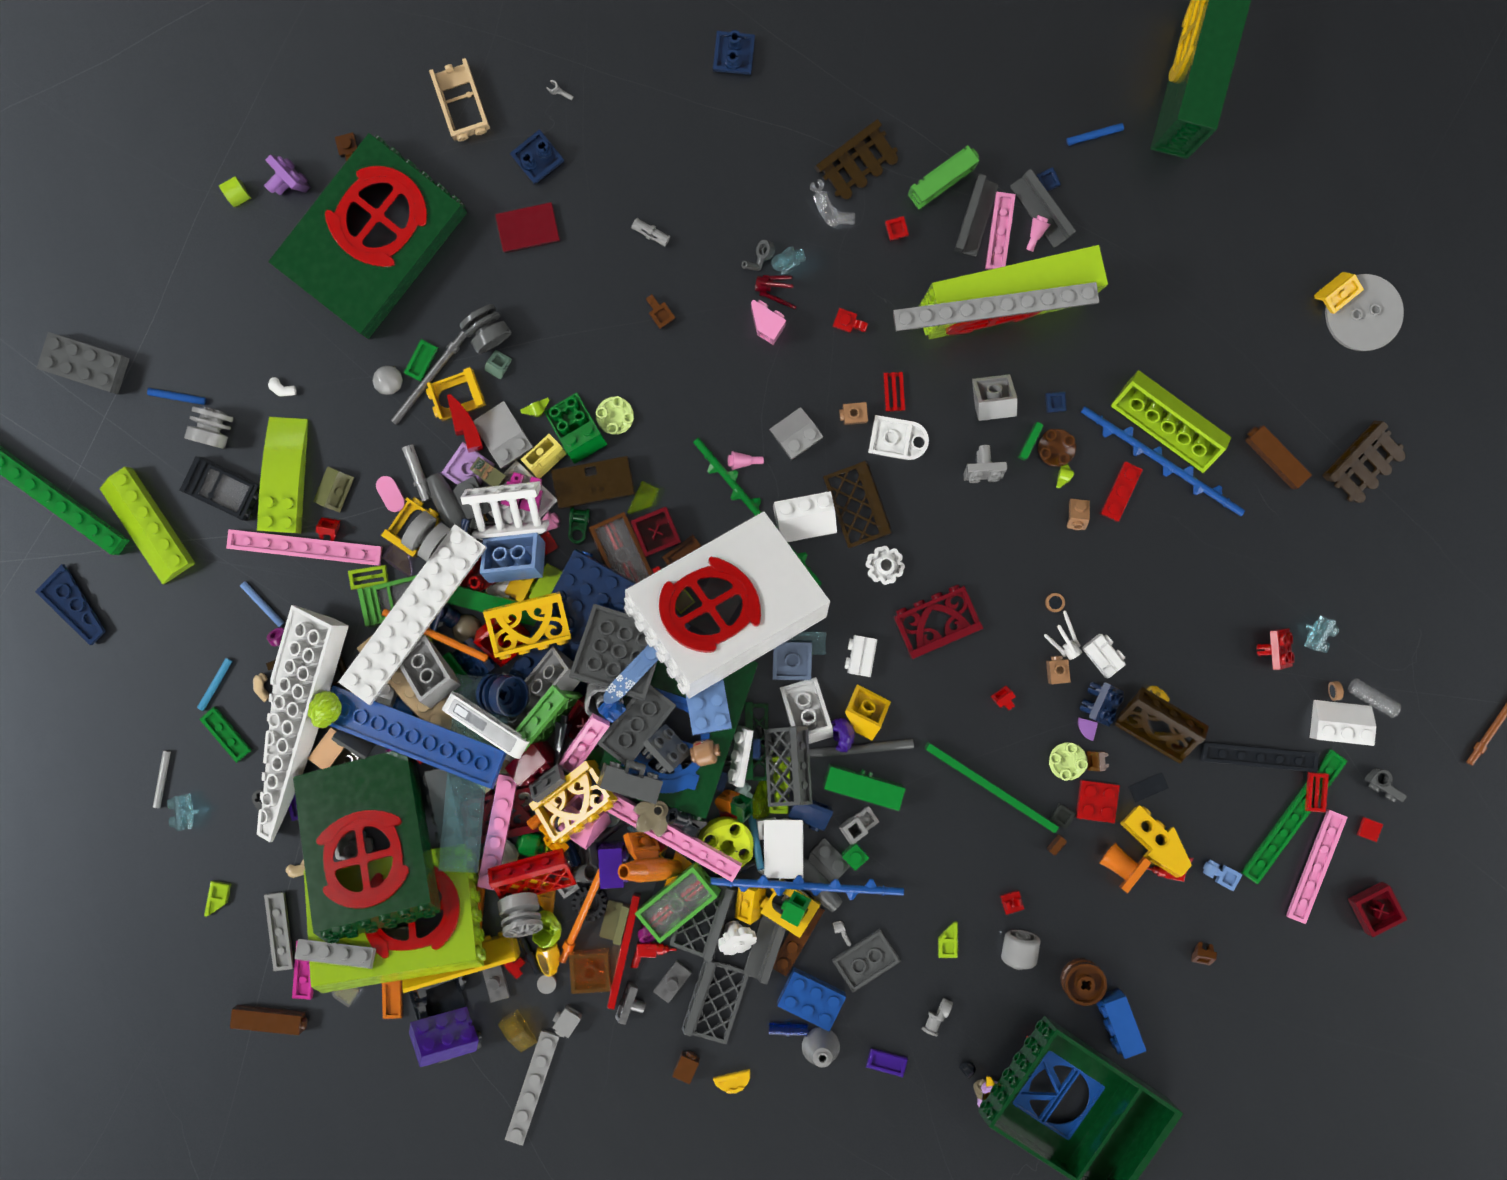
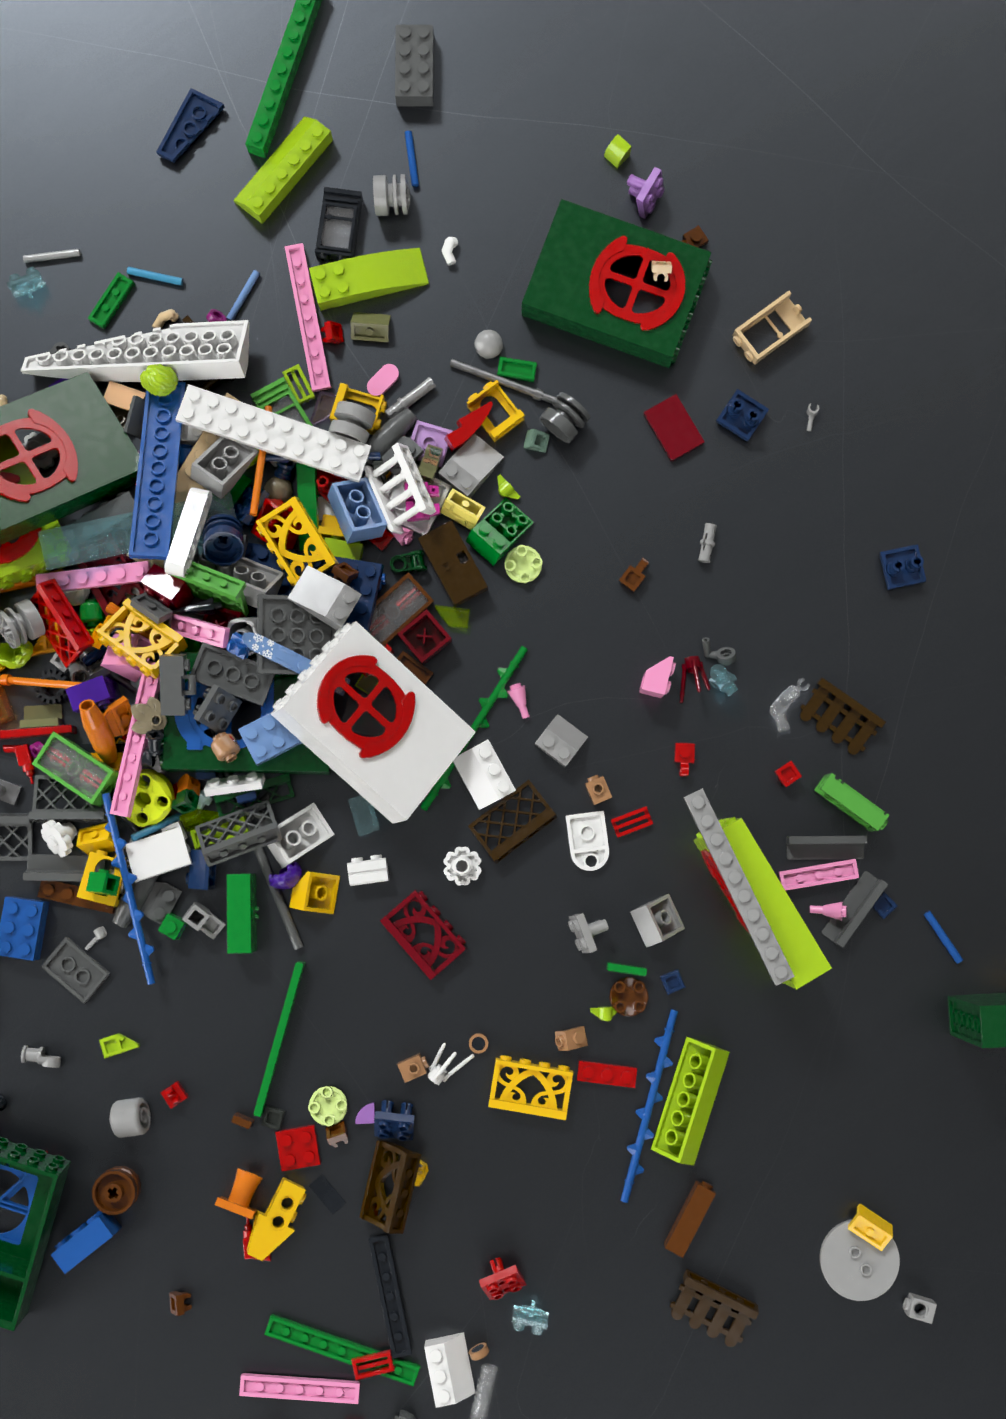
camera: 80 degrees right, 5 degrees down
(369, 186) = (661, 267): none -> tan tile
(572, 587) = (344, 572): none -> reddish brown tile
(591, 613) = (324, 597): none -> slope
(792, 661) = (342, 806): sand blue plate -> none
(1003, 698) = (370, 1022): red tile -> none
(1104, 655) = (441, 1108): white brick -> none
(1131, 569) = (548, 1109): none -> yellow fence
(1226, 876) = (262, 1300): medium blue plate -> none
(1431, 266) = (928, 1309): none -> light grey brick

